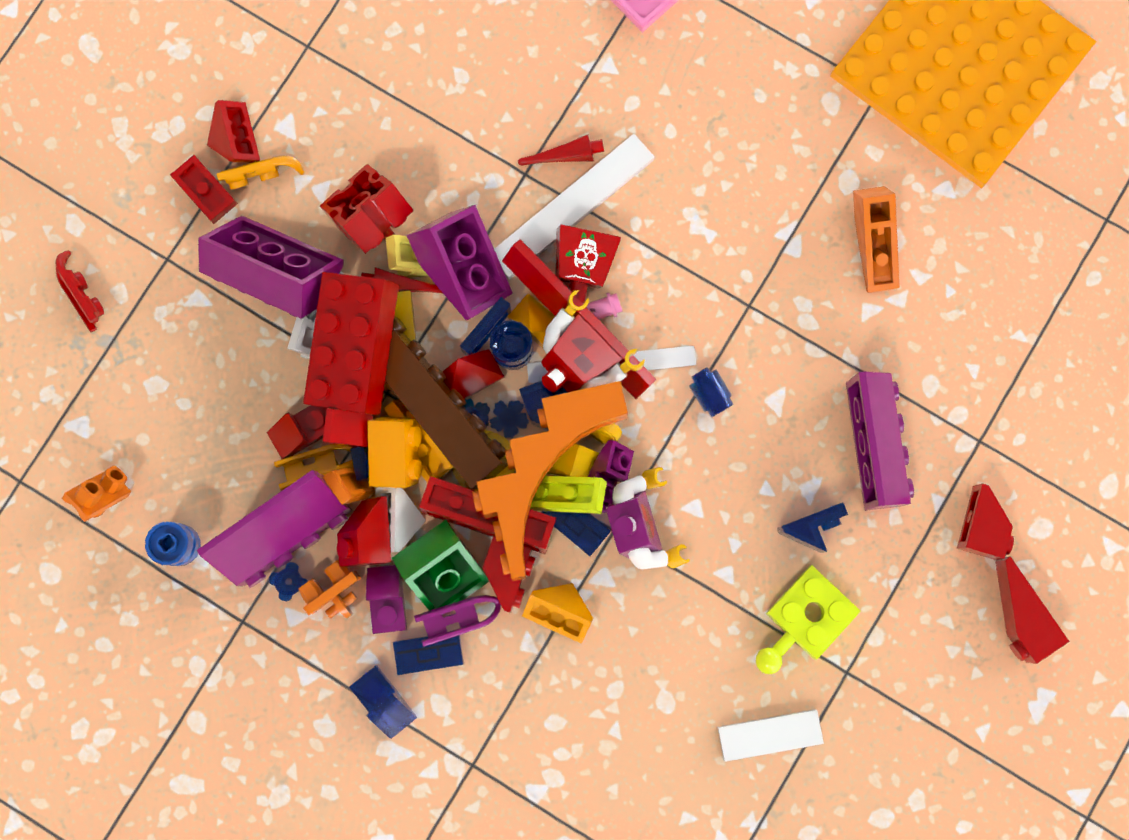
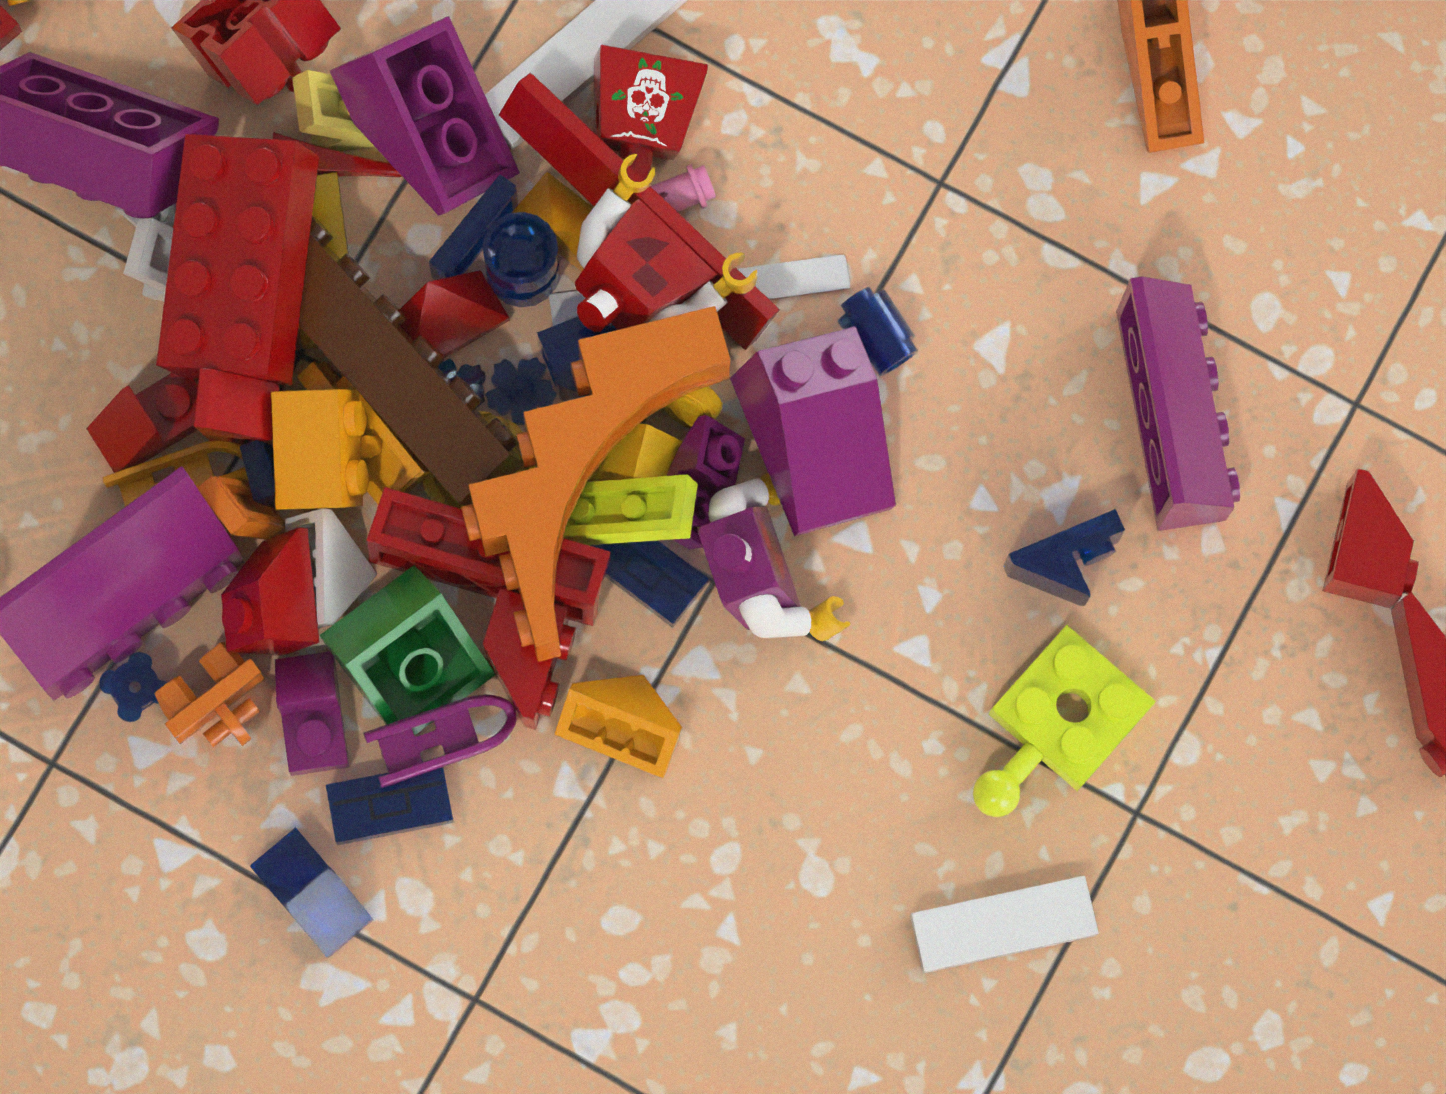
camera: 10 degrees left, 5 degrees down
(676, 449) = (819, 428): none -> magenta slope

